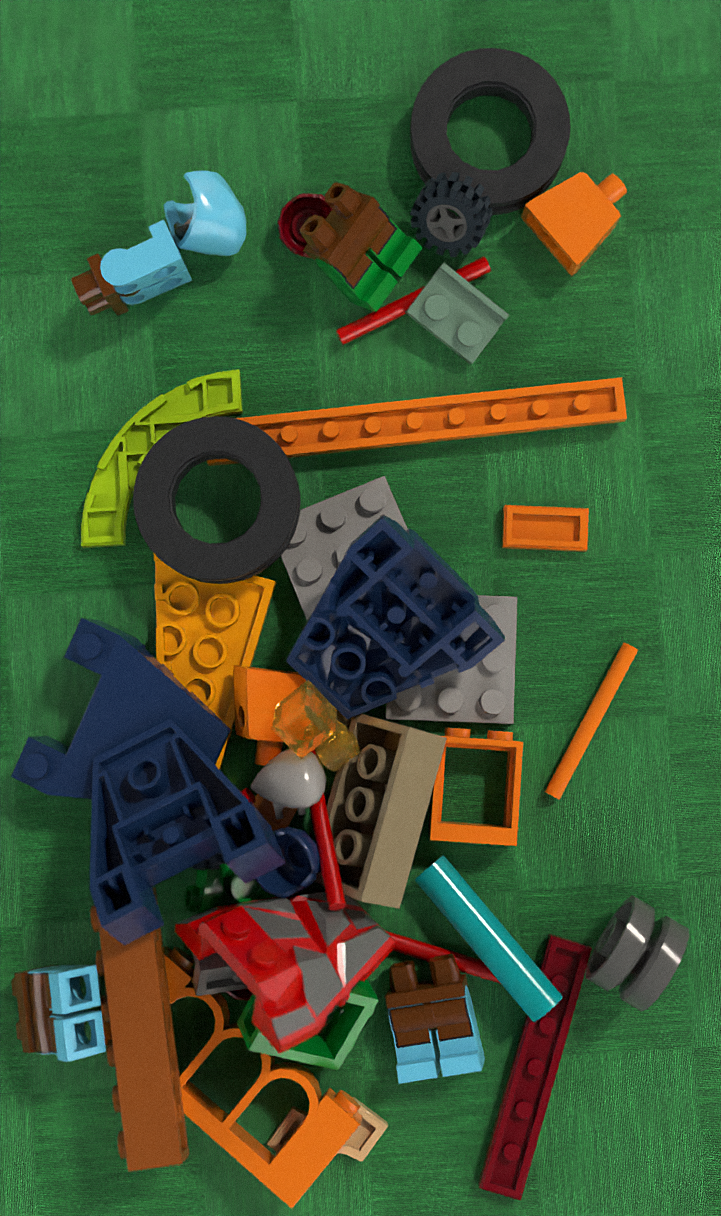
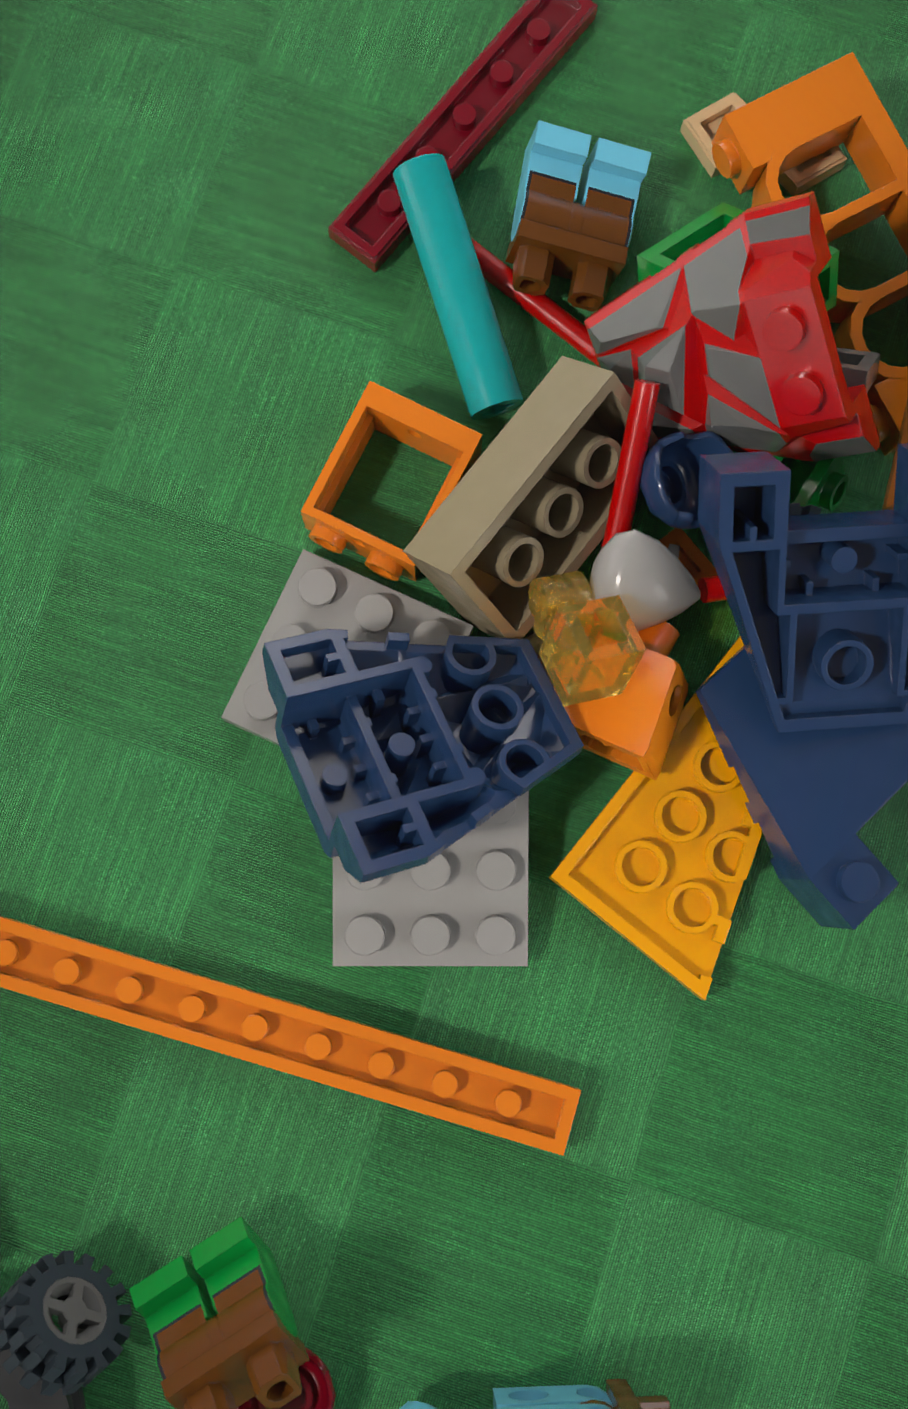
camera: 160 degrees left, 5 degrees down
(117, 470) = (658, 1168): lime tile -> none
(171, 461) = (682, 1050): black tyre -> none
(398, 307) = (177, 1213): red bar -> none
(457, 313) = (123, 1165): sand green plate -> none
(545, 528) = (140, 798): orange tile -> none
(591, 720) = (196, 513): orange bar -> none
(637, 953) = (271, 183): dark grey wheel -> none

